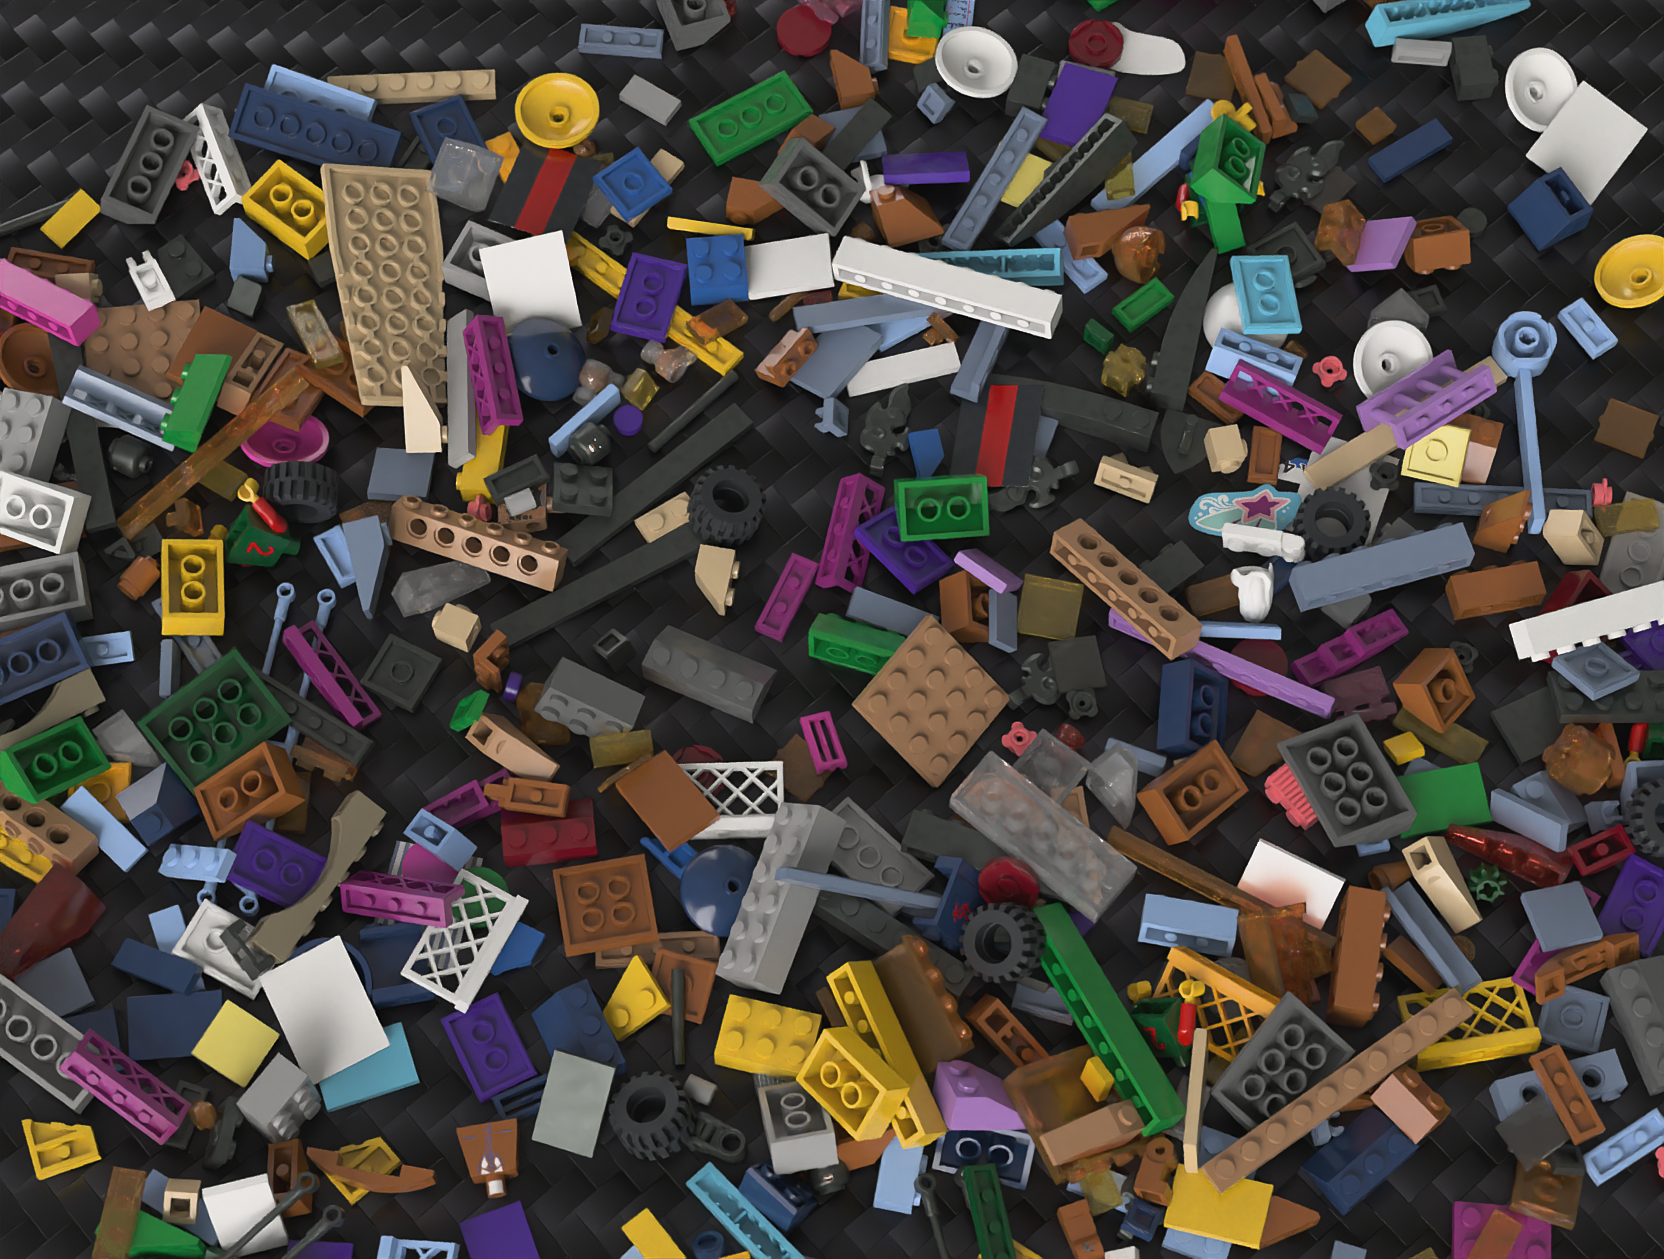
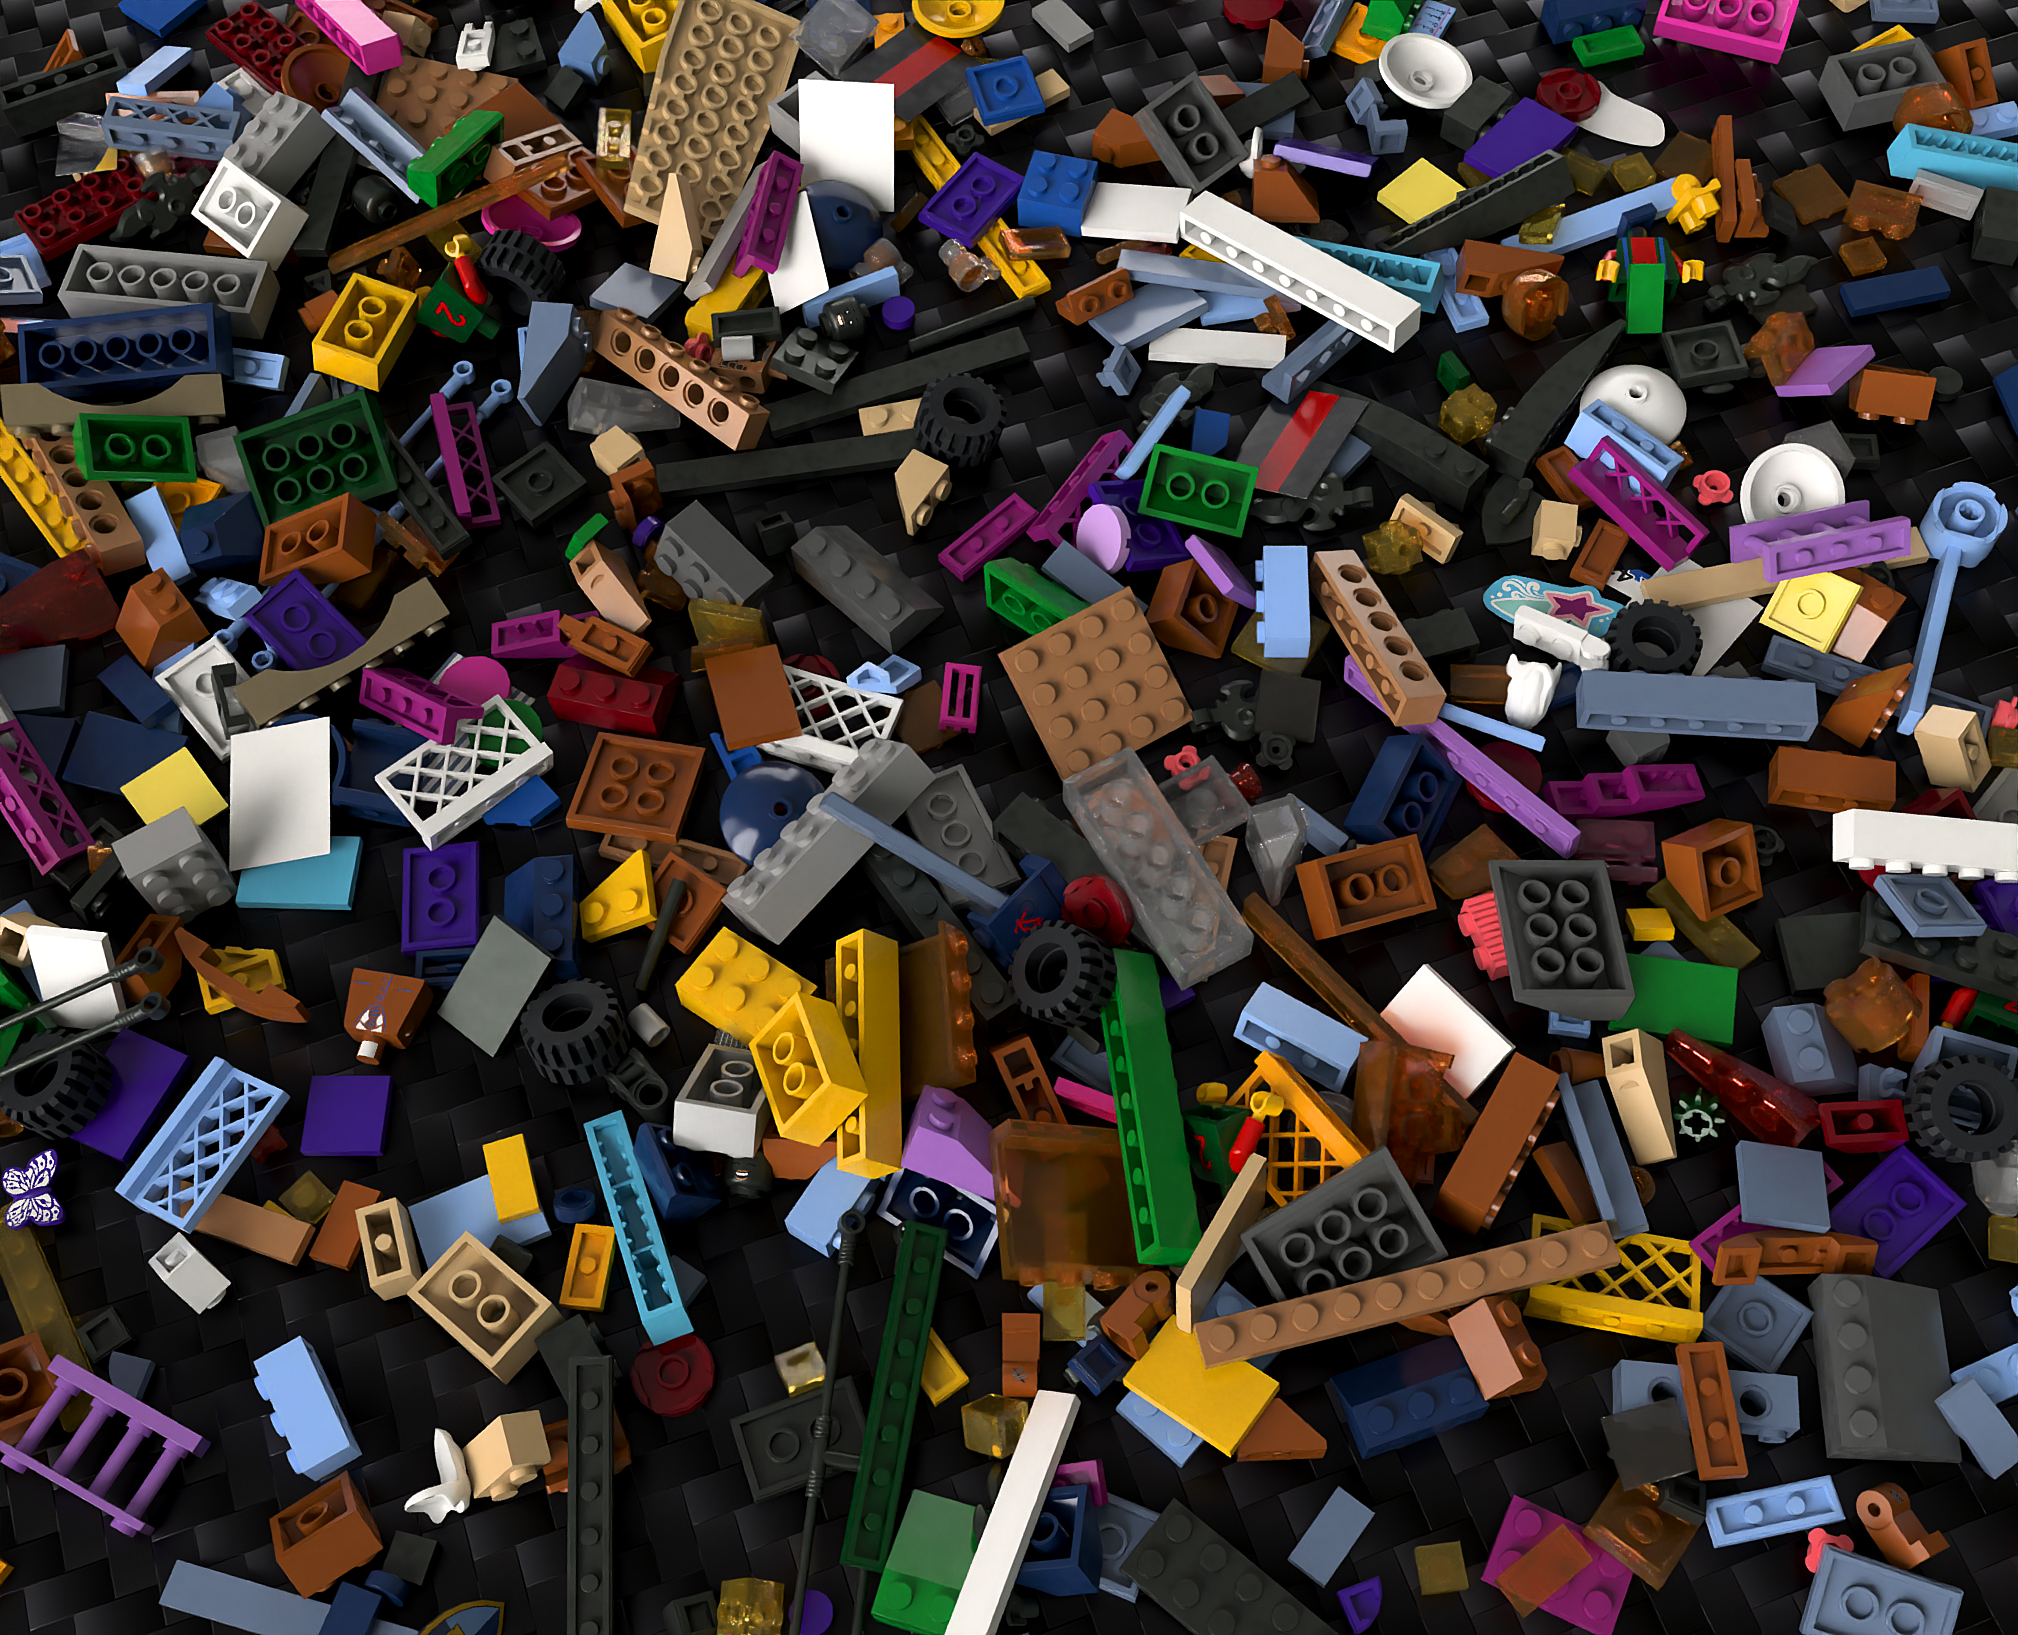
camera: 25 degrees right, 5 degrees down
(141, 901) = (158, 620): none -> dark orange slope
(440, 839) = (490, 659): medium blue slope -> none
(543, 417) = (801, 265): none -> white sticker
(639, 389) = (922, 283): clear yellow tile -> none
(709, 228) = (1047, 143): yellow tile -> none
(750, 118) = (1156, 66): green tile -> none
(761, 746) = (889, 677): none -> light blue slope
(884, 572) = (1104, 537): none -> lavender tile
(887, 469) = (1153, 433): none -> light blue tile
(962, 127) = (1385, 135): none -> sand blue panel
(994, 181) = (1398, 187): sand blue tile -> none
(1003, 620) = (1219, 631): sand blue tile -> none
(1044, 579) = (1283, 602): none -> light blue brick
(1054, 1028) = (1085, 1099): none -> dark pink tile
(1093, 1133) = (1075, 1234): medium nougat slope -> none
(1097, 1078) = (1112, 1174): yellow tile -> none
(1108, 505) = (1393, 547): none -> clear yellow brick
(1143, 304) = (1518, 360): green tile -> none
(1172, 102) = (1633, 172): none -> clear yellow tile
(1227, 163) = (1670, 232): green slope -> none
(1265, 294) = (1664, 380): medium azure tile -> none
(1324, 1131) = (1374, 1341): sand blue tile -> none
(1378, 80) = (1882, 210): none -> clear orange bracket
(1387, 469) = (1741, 609): pearl dark grey plate -> none
(1528, 820) = (1780, 1055): sand blue tile -> none

